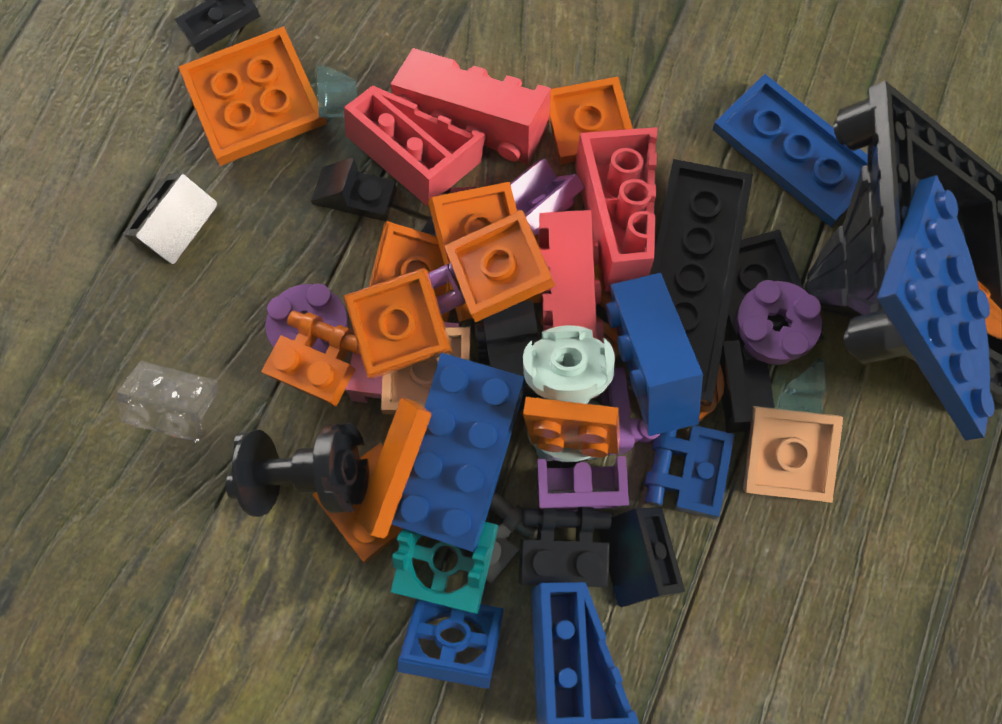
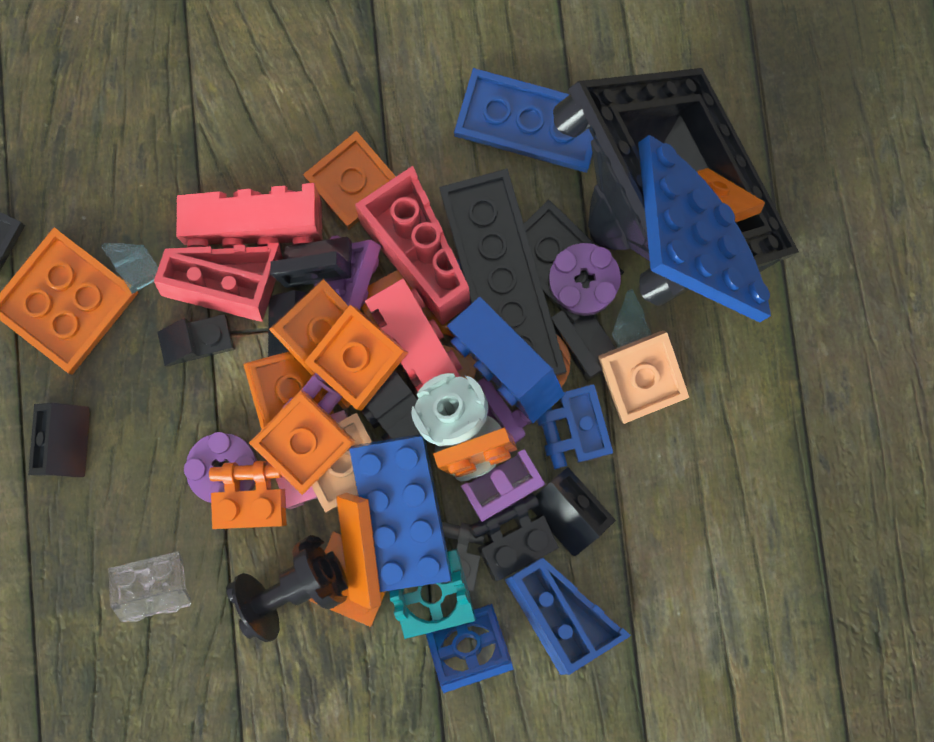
camera: 30 degrees left, 10 degrees up
(494, 166) = (314, 262): none -> black panel

